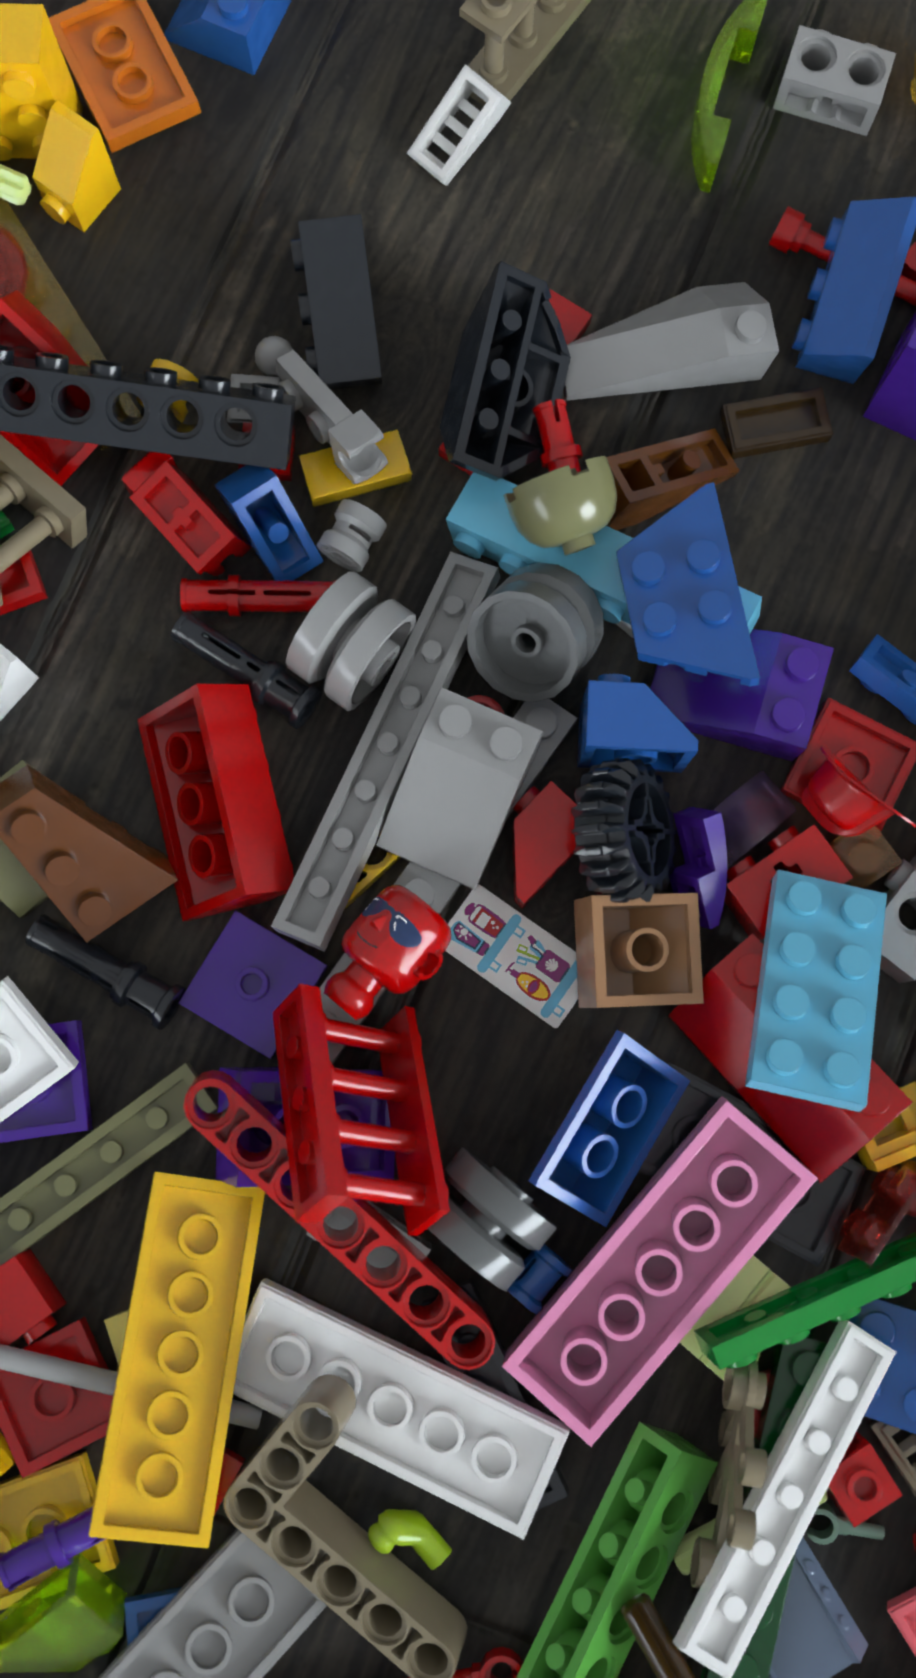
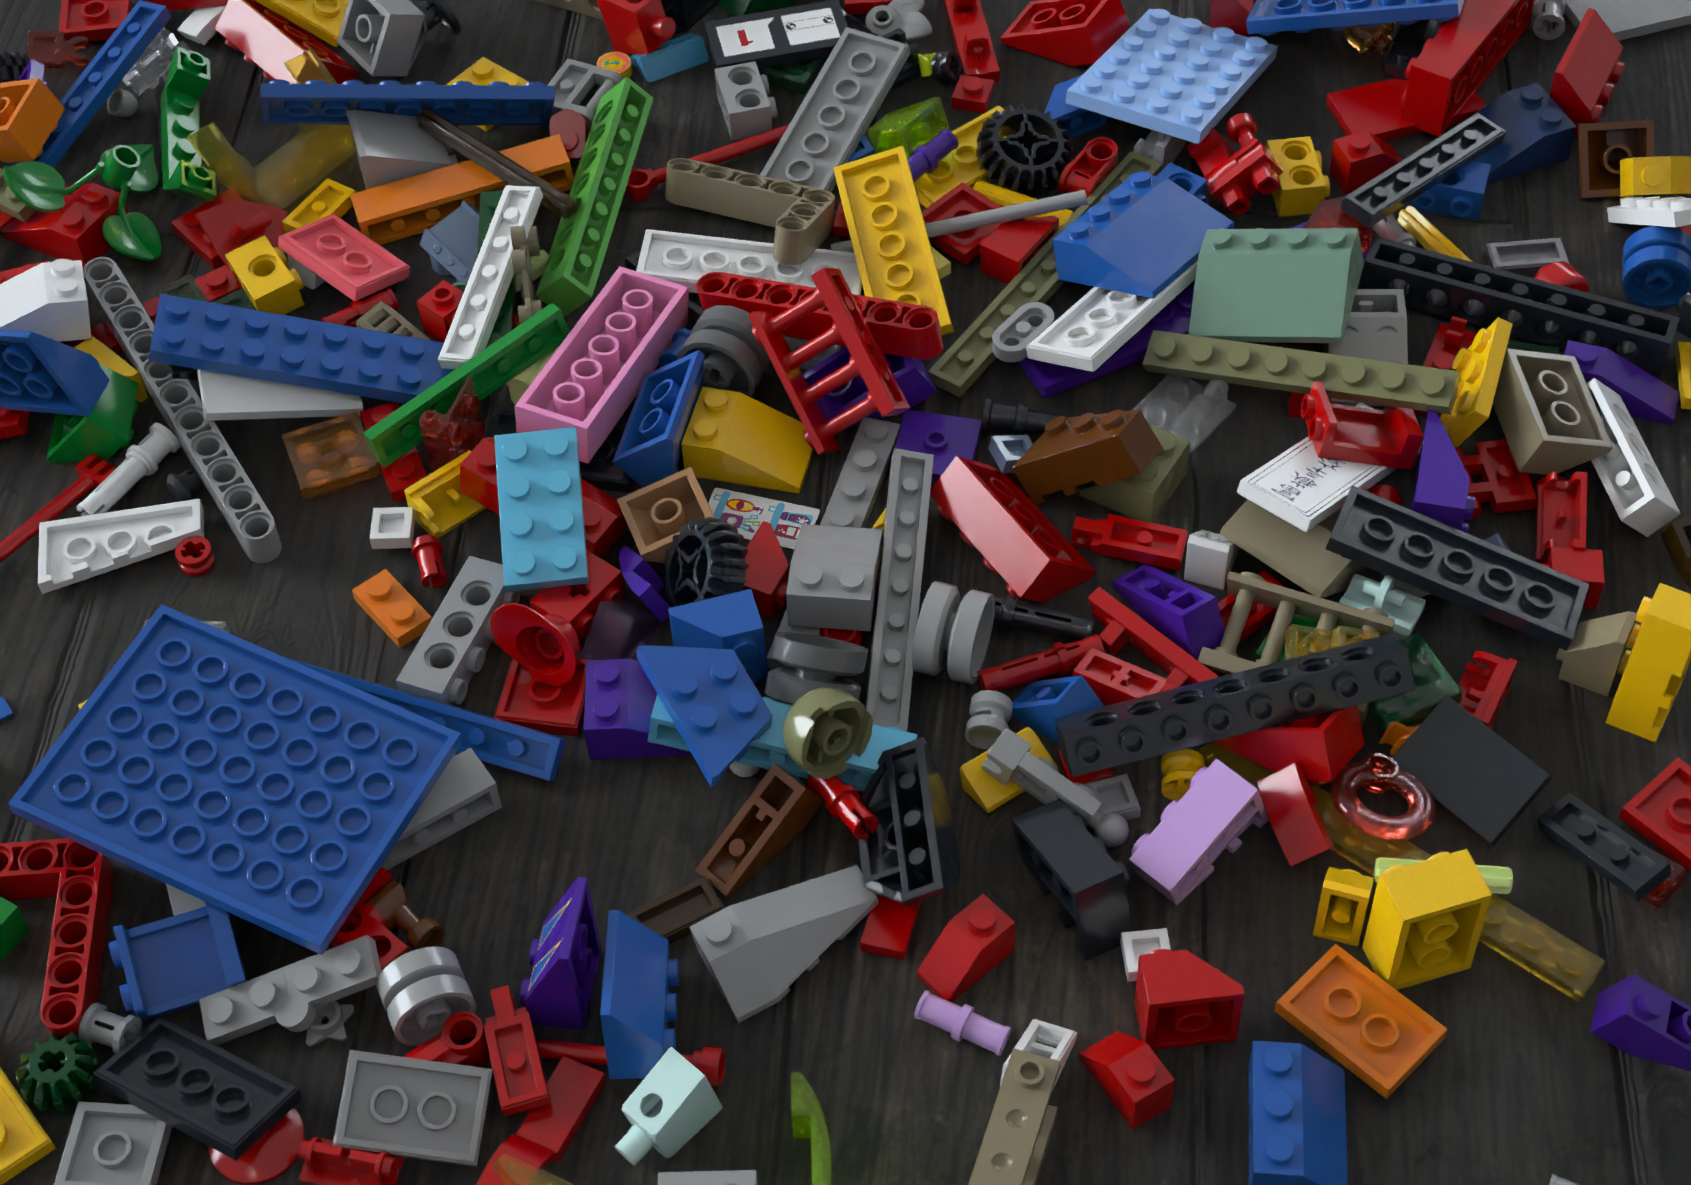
camera: 165 degrees right, 30 degrees down
(66, 1114) = (1020, 330): none -> light grey plate
(73, 735) = (1131, 540): none -> red hinge
(75, 290) = (1293, 815): none -> red slope
(77, 619) = (1173, 608): none -> dark purple slope
(141, 605) = (1126, 628): none -> red hinge
(161, 927) = (1008, 450): none -> sand blue plate
(183, 302) = (1197, 831): none -> lavender wedge
(295, 105) = (1185, 1001): none -> red slope
(300, 199) = (1139, 943): none -> white plate
(377, 80) = (1130, 1077): none -> red slope
(390, 947) = (845, 462): red piece -> none
(409, 1529) = (719, 226): lime arm -> none
(468, 256) = (968, 949): none -> red slope
(499, 1071) = (745, 442): none -> yellow slope
(518, 193) = (962, 1022): none -> lavender pin
(848, 169) = (667, 1108): none -> light aqua torso

